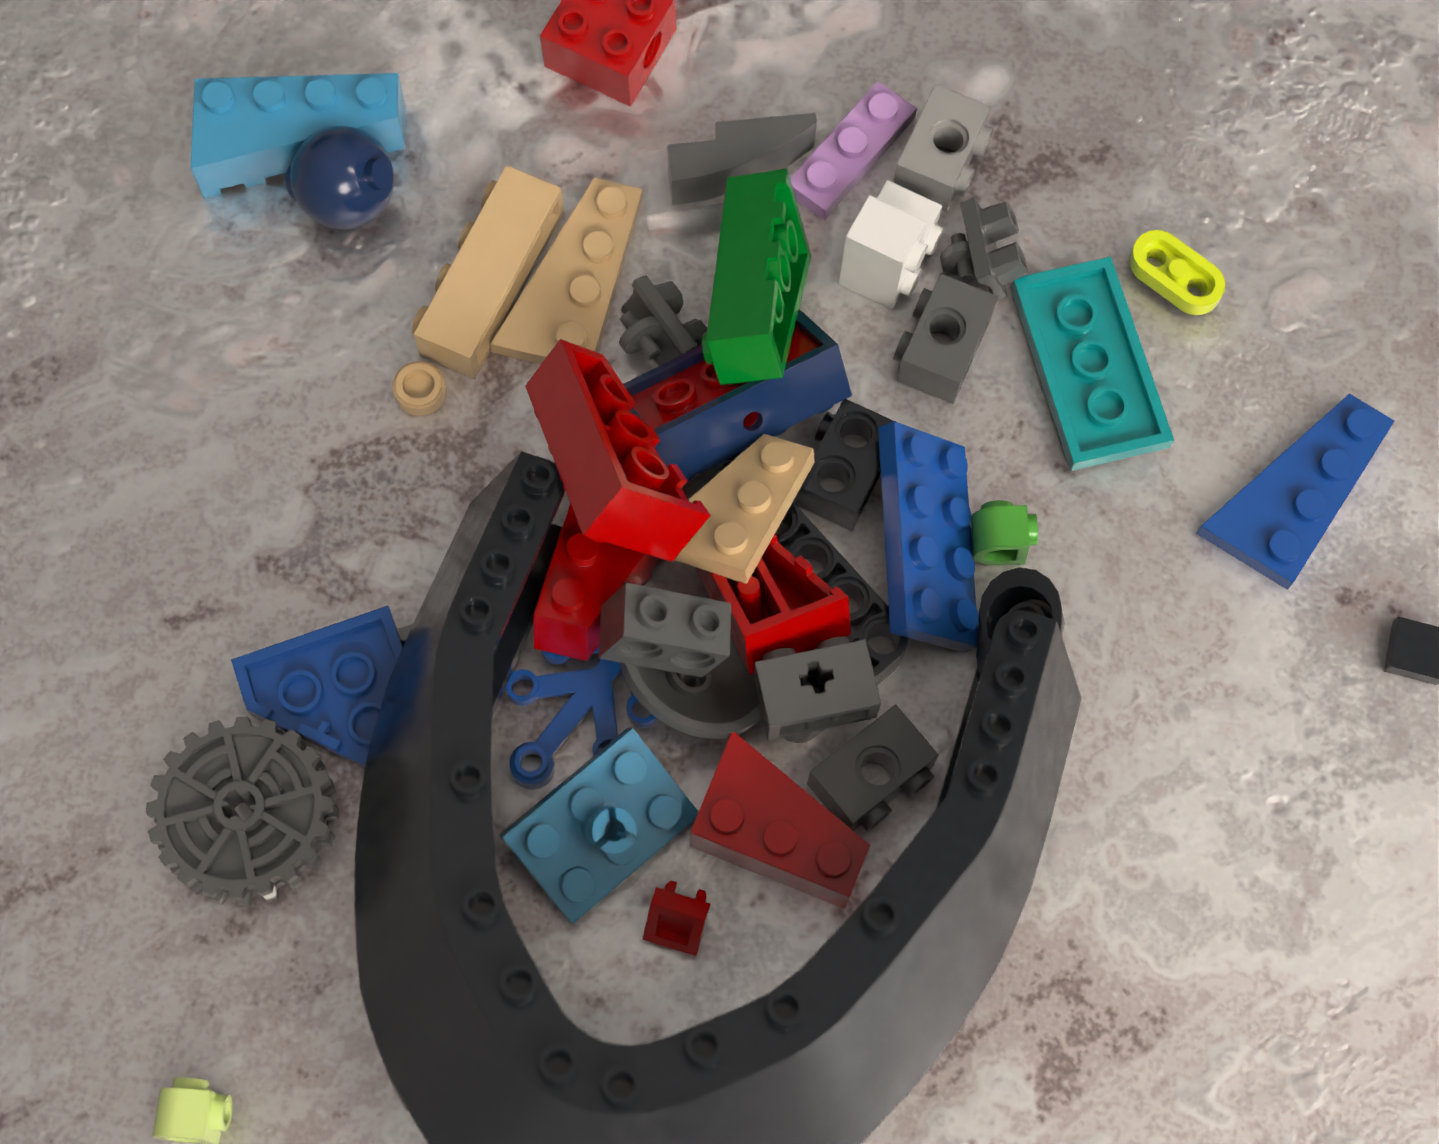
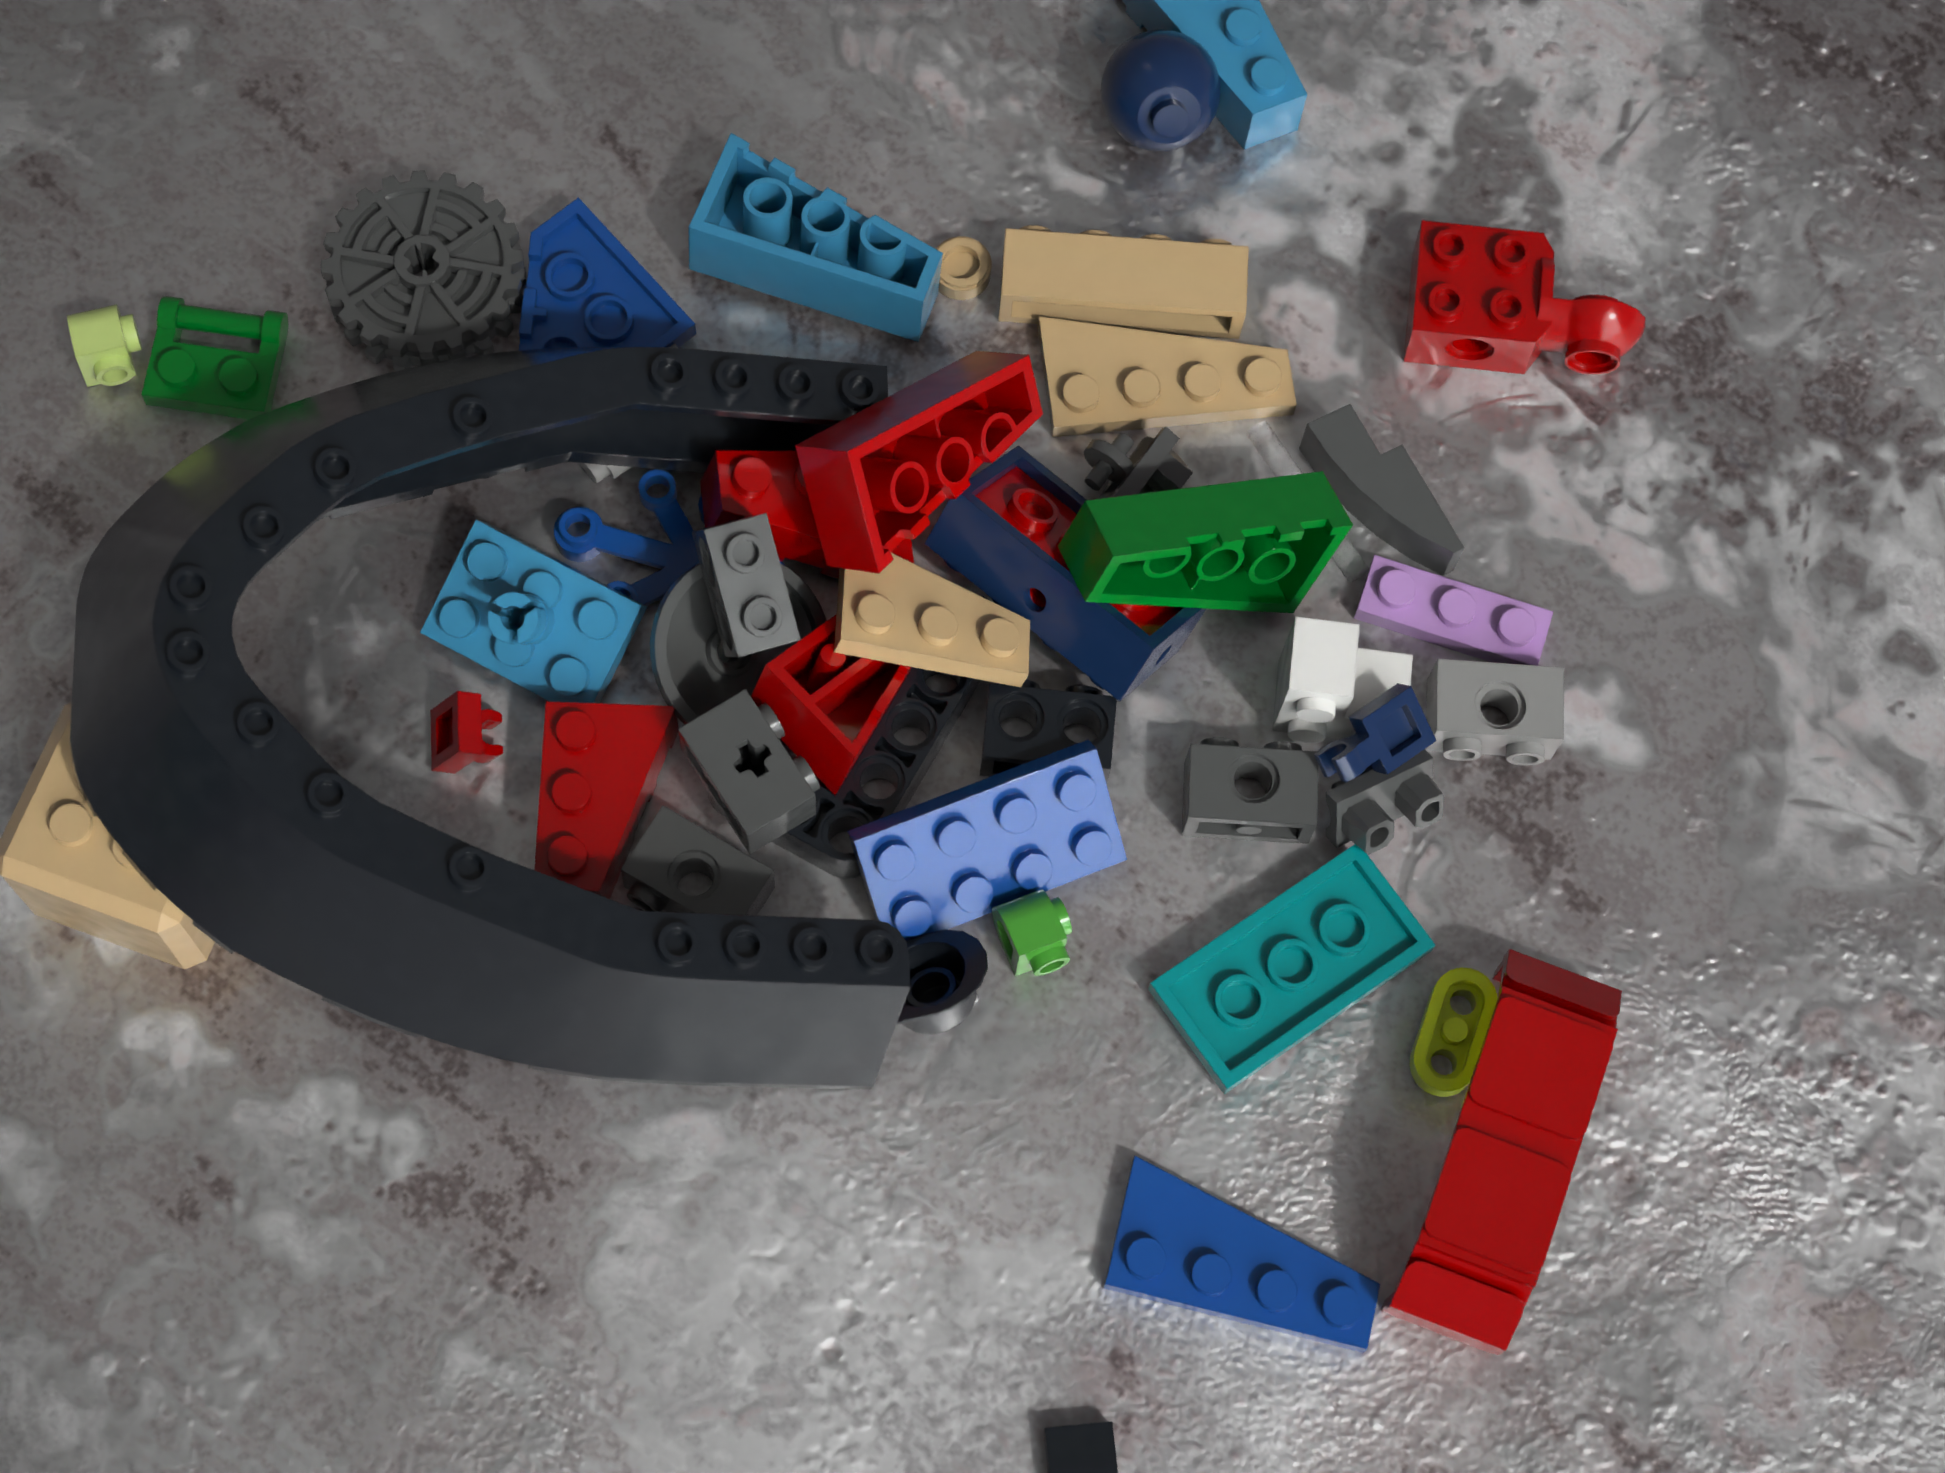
camera: 65 degrees right, 0 degrees up
(259, 1029) = (212, 377): none -> green plate
(360, 489) = (810, 247): none -> dark azure wedge
(953, 217) = (1386, 736): none -> dark blue plate
(1299, 250) = (1510, 1155): none -> red windscreen

